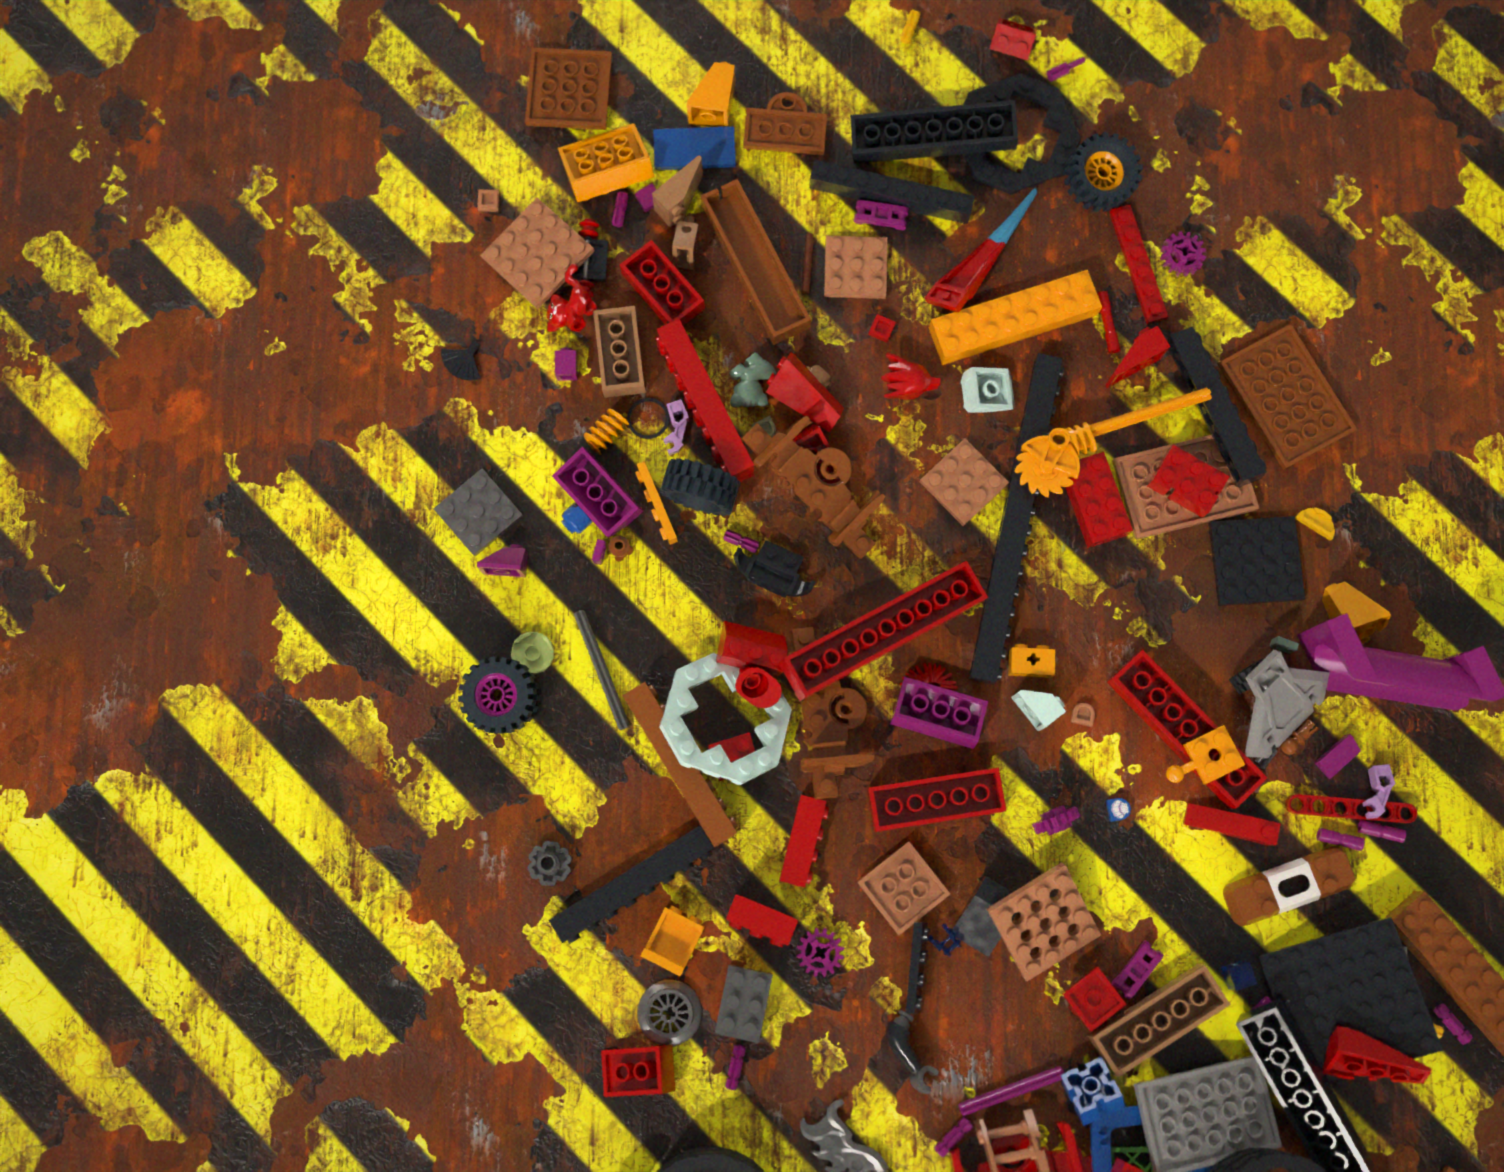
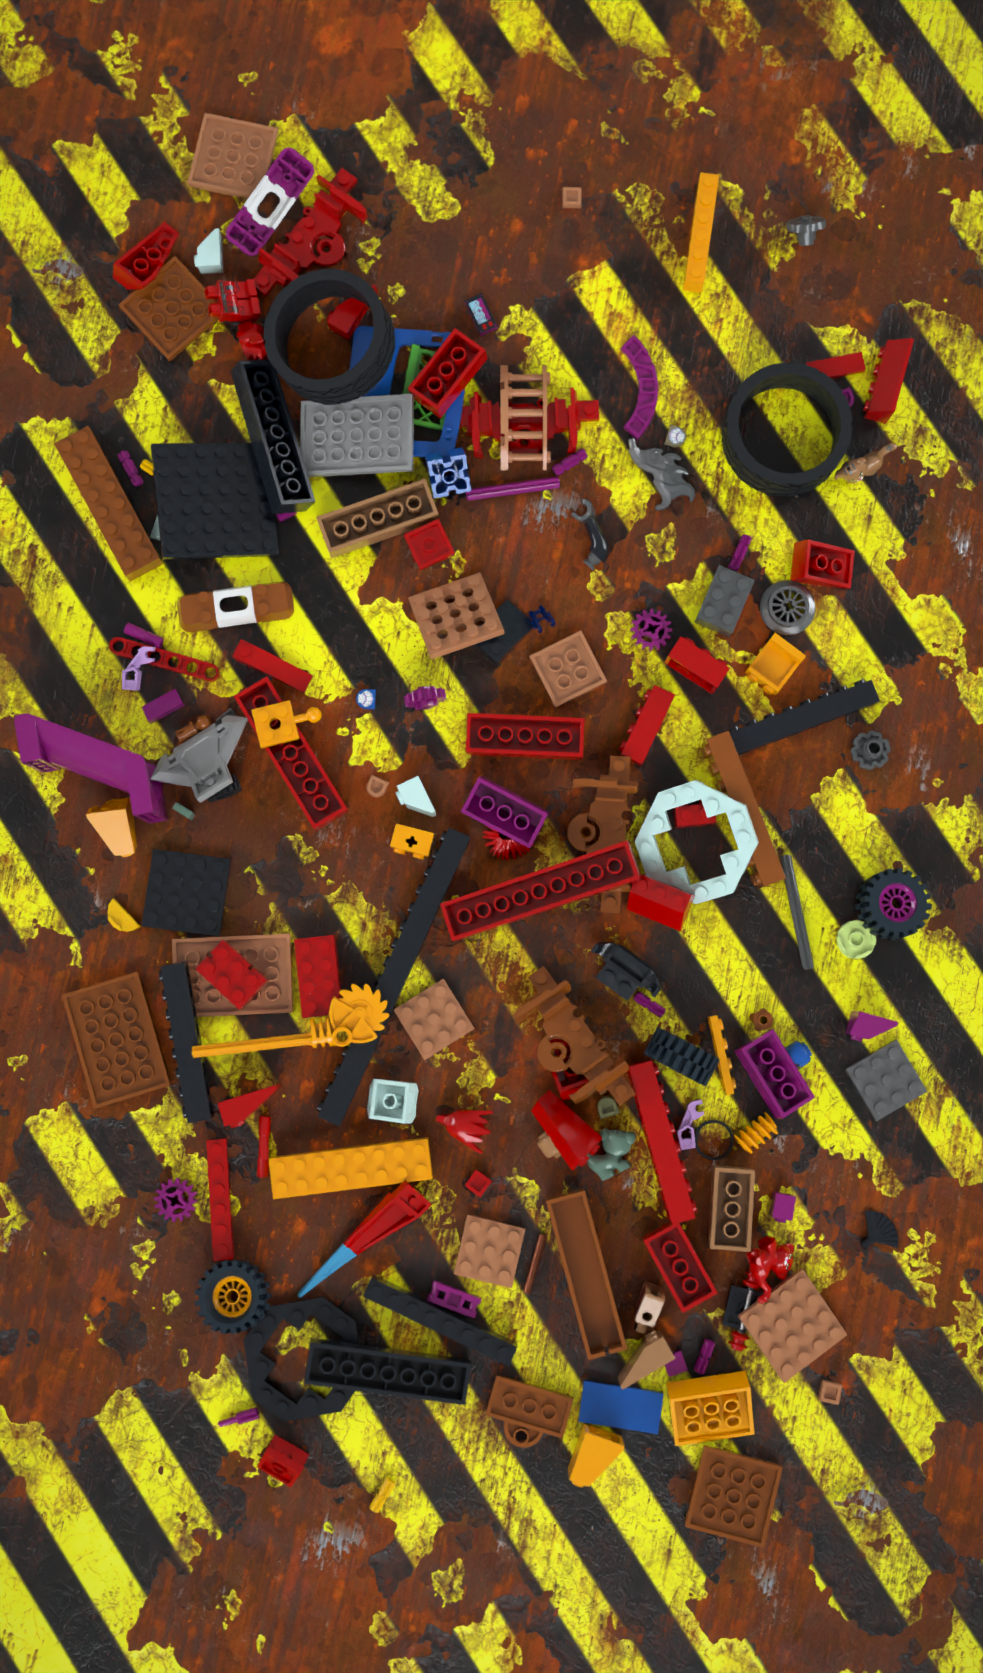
camera: 170 degrees left, 5 degrees up
(599, 552) = (781, 1019): magenta tile -> none
(758, 687) = (663, 863): red piece -> none
(917, 978) = (569, 606): black plate -> none
(1137, 970) = (383, 563): magenta plate -> none
(1239, 975) = (300, 541): clear blue brick -> none
(1343, 840) = (178, 634): magenta piece -> none
(1360, 1055) = (222, 456): red wedge -> none

